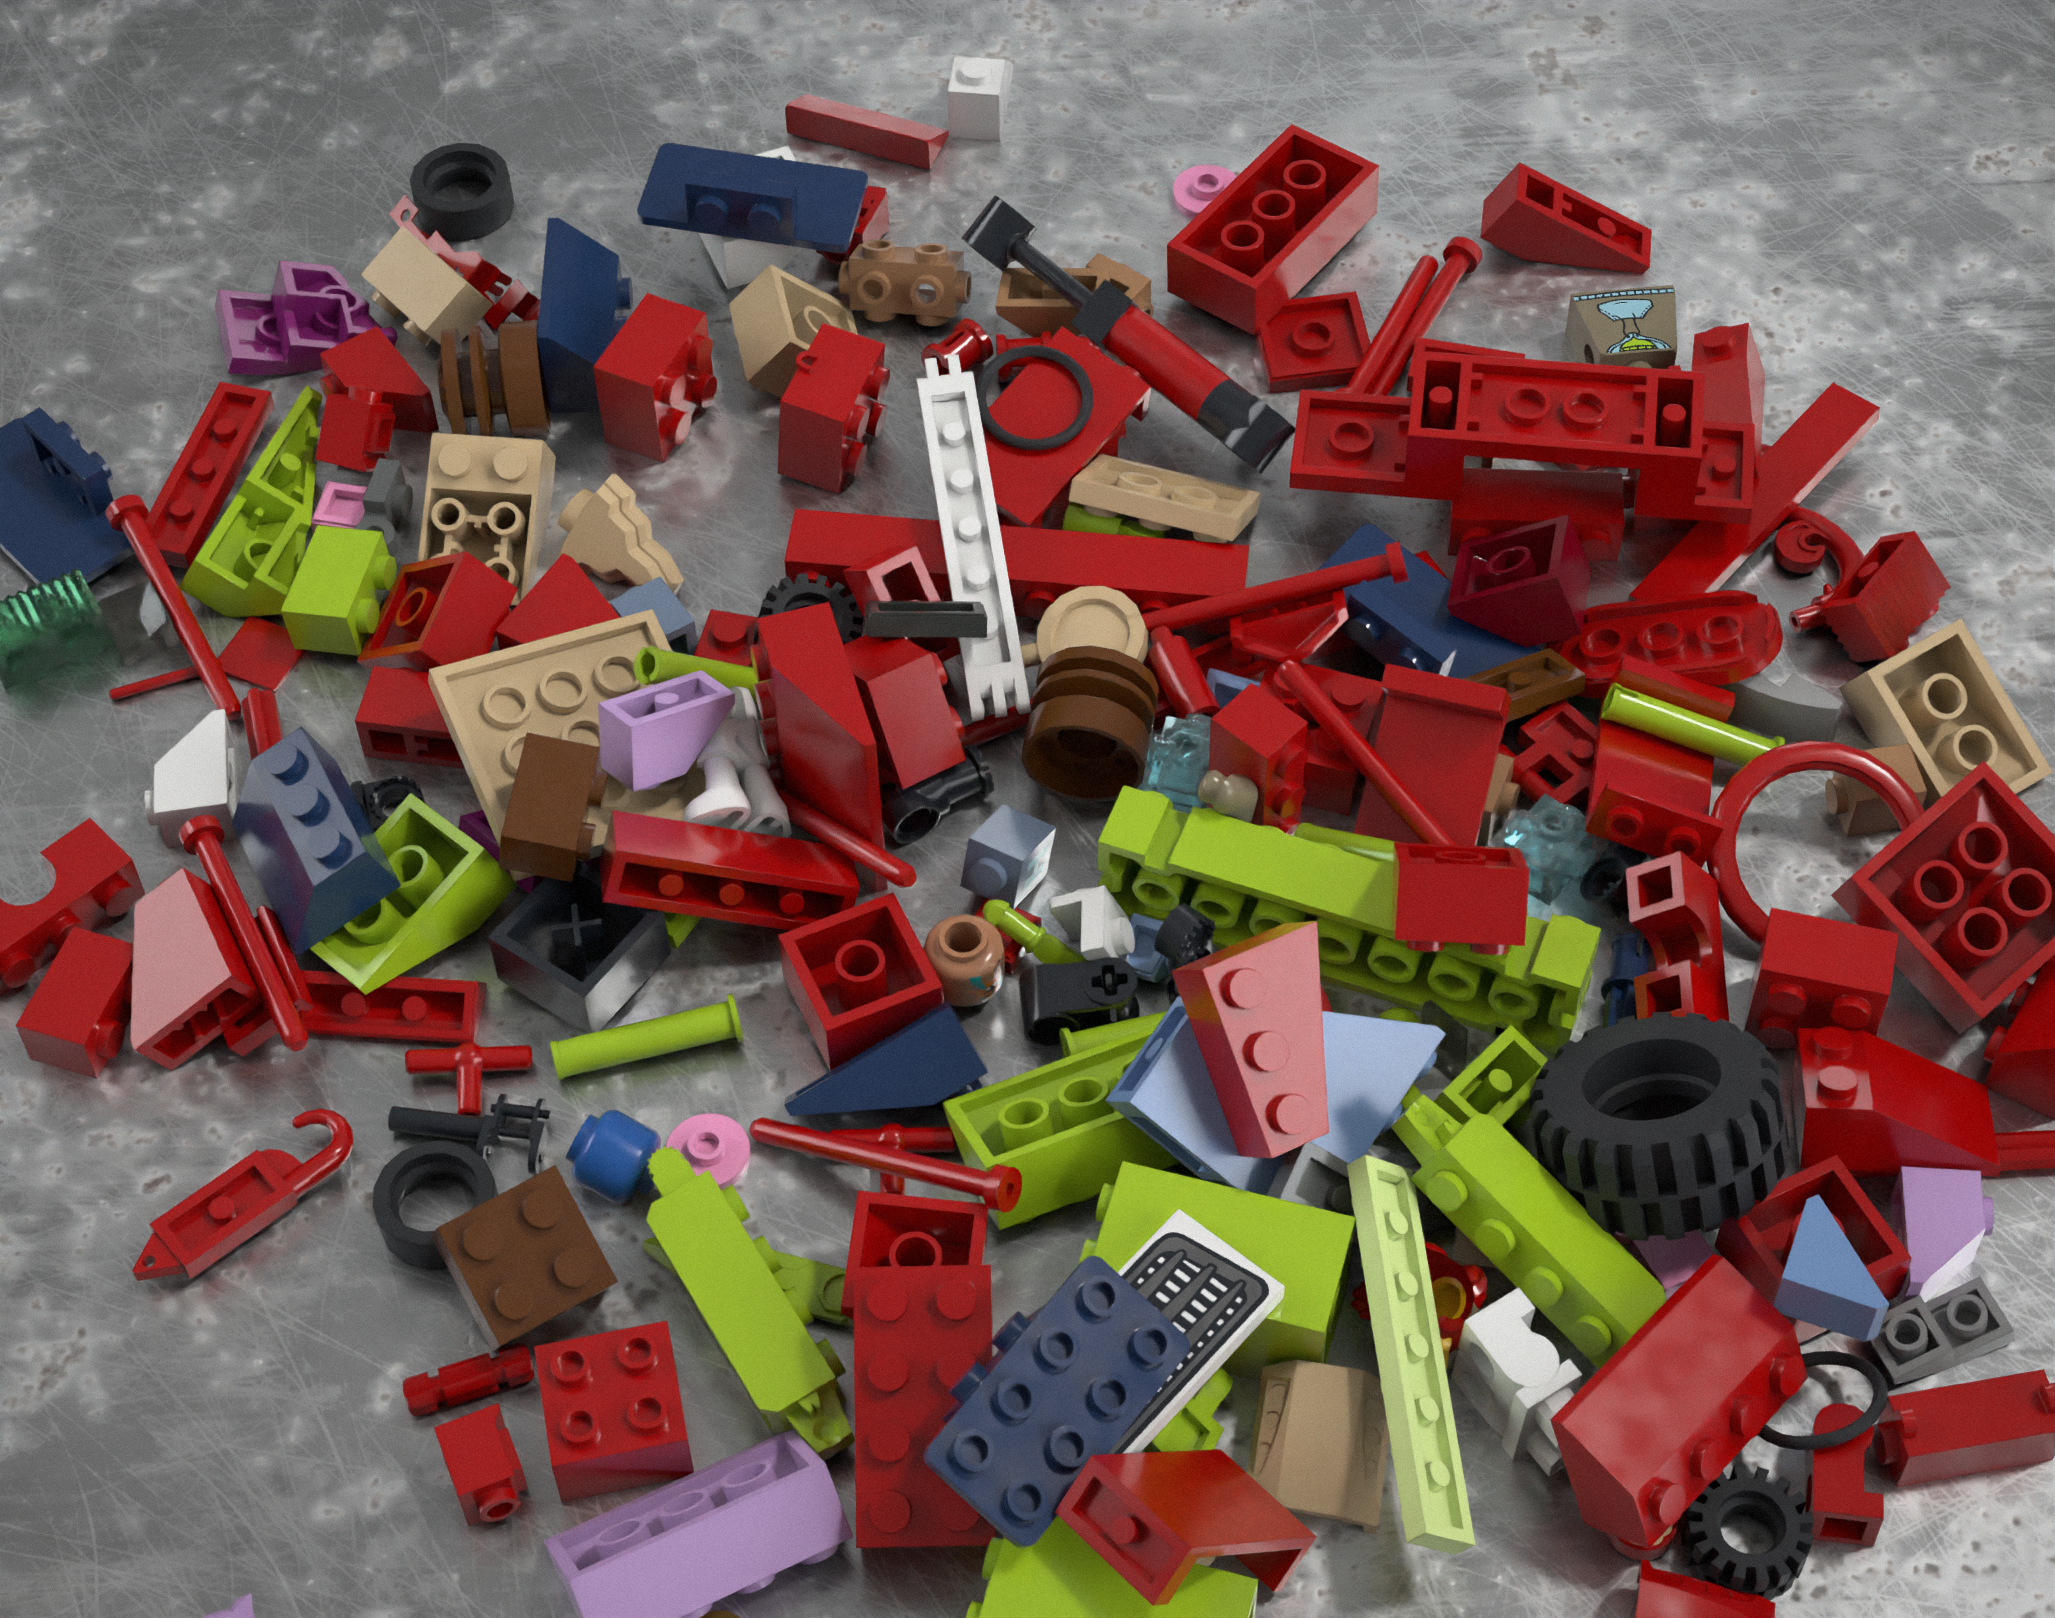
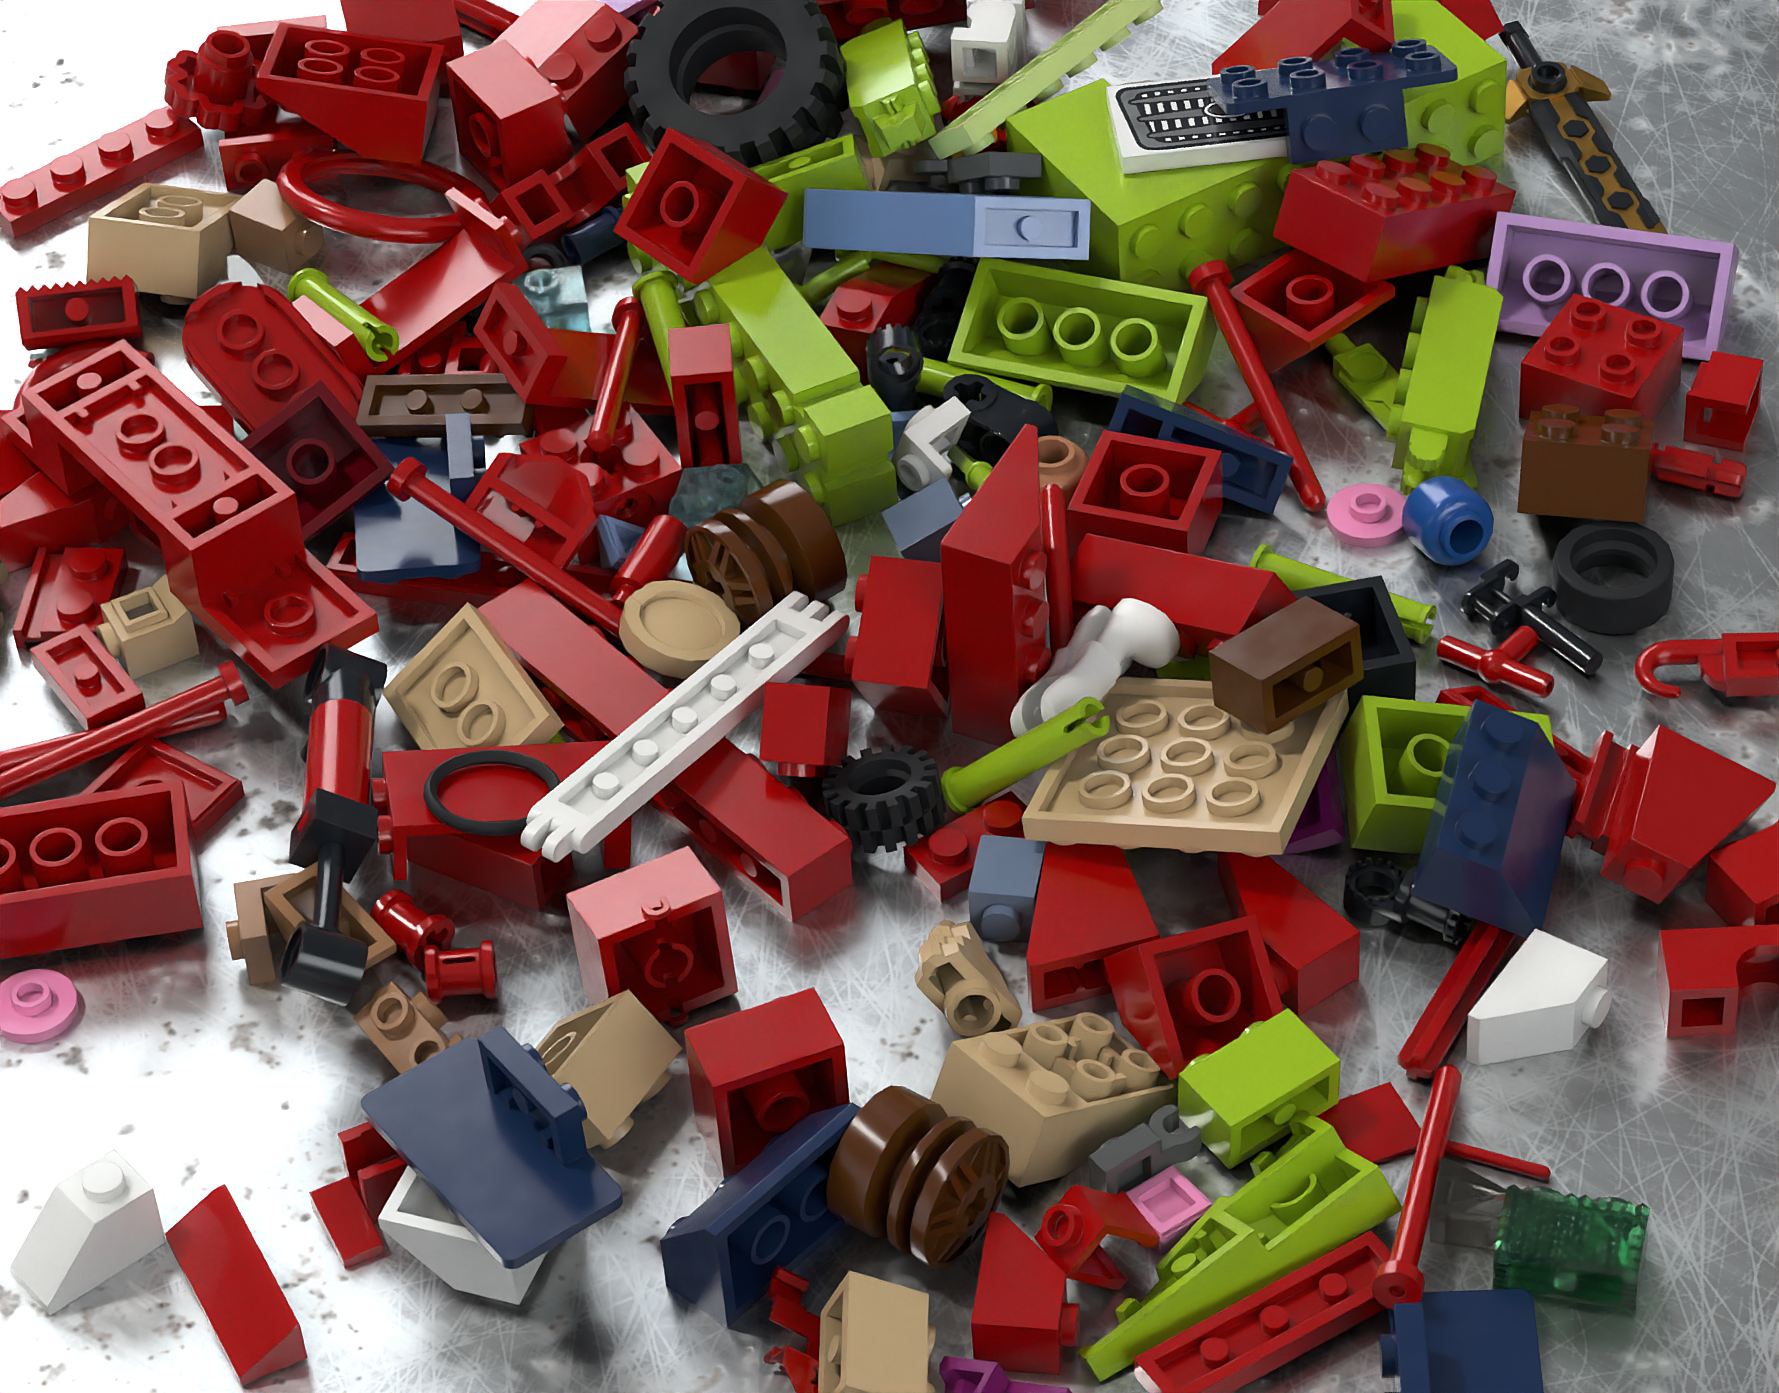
camera: 135 degrees left, 10 degrees down
(203, 838) = (1583, 906): red bar -> none
(660, 728) = (1134, 674): lavender slope -> none
(925, 619) = (821, 642): pearl dark grey tile -> none
(1231, 795) = (753, 381): dark tan arm -> none
(1263, 1036) = (964, 156): wedge -> none

